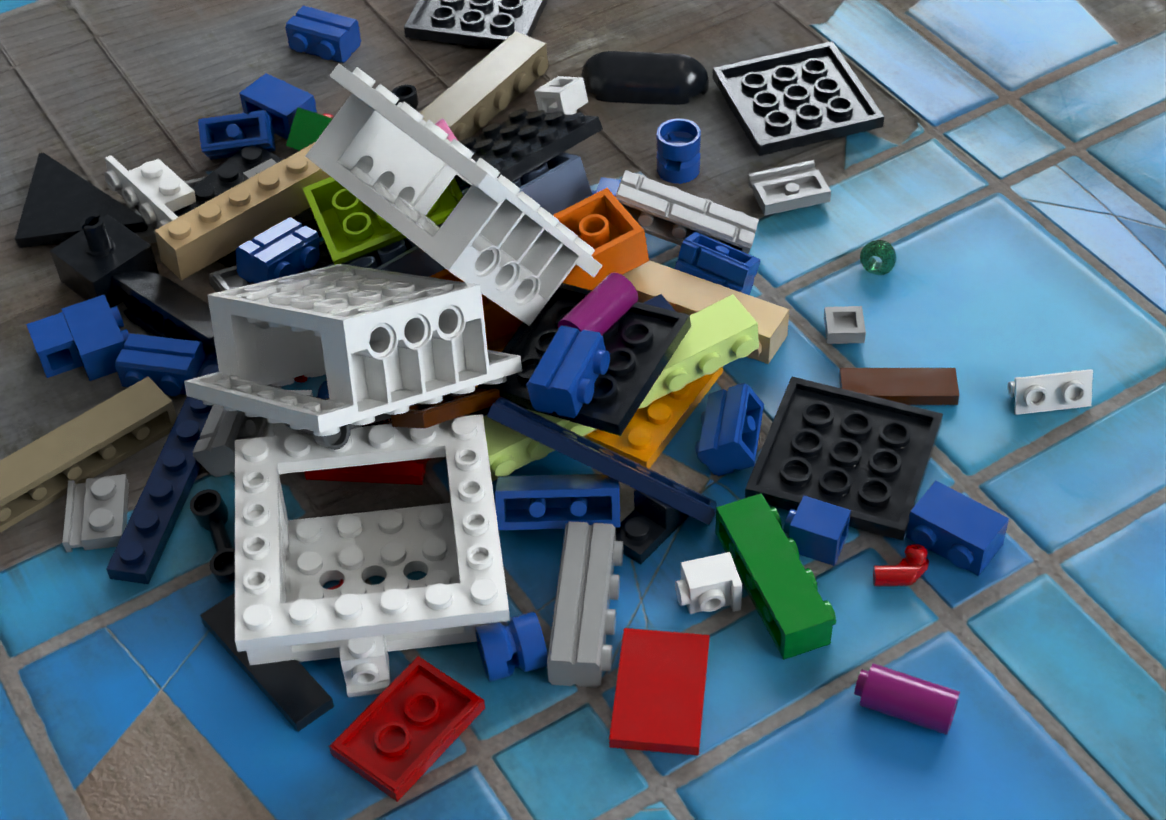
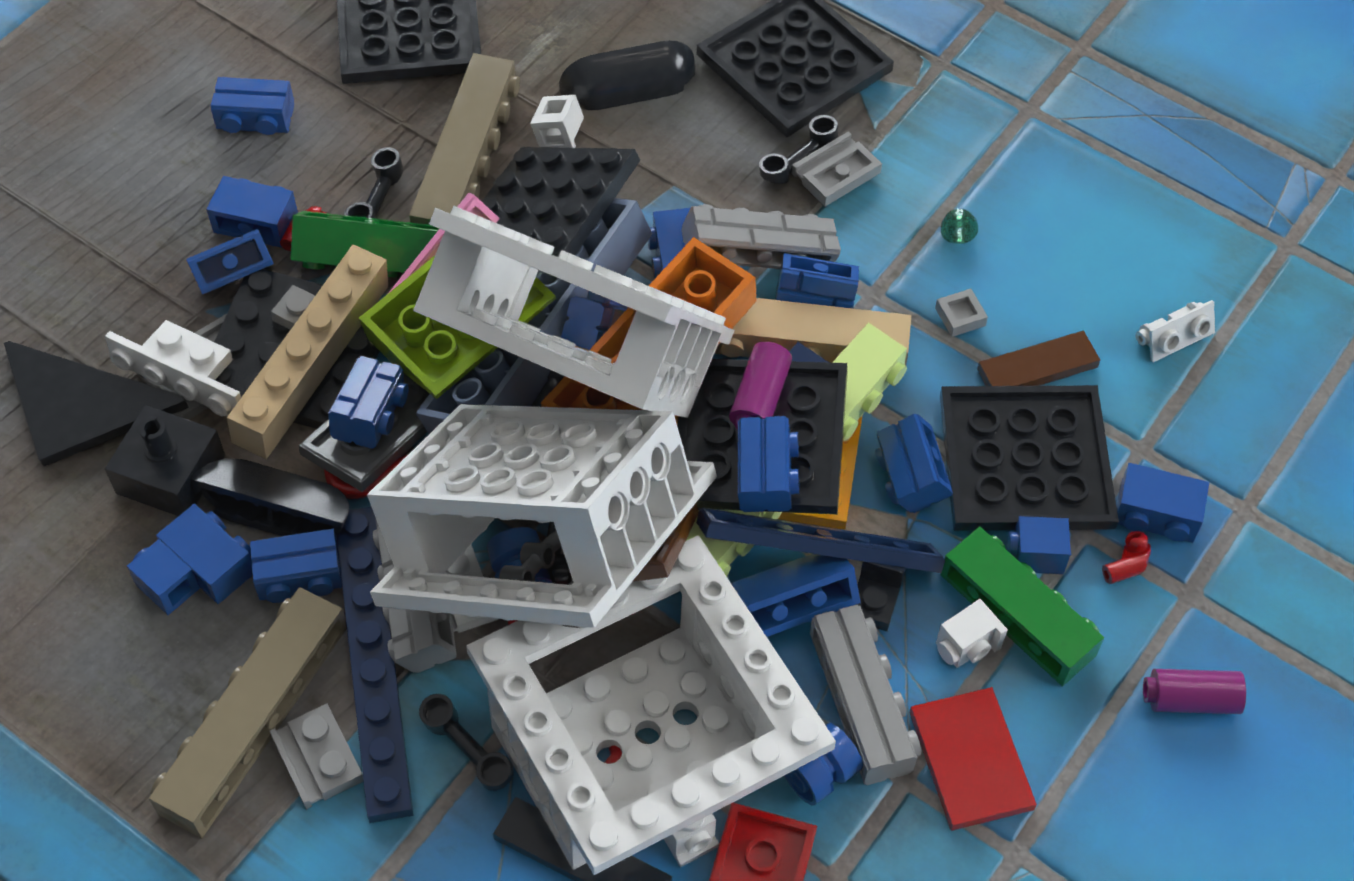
camera: 25 degrees left, 10 degrees up
(678, 150) = (711, 156): blue wheel -> none
(734, 175) = (776, 167): none -> black bar

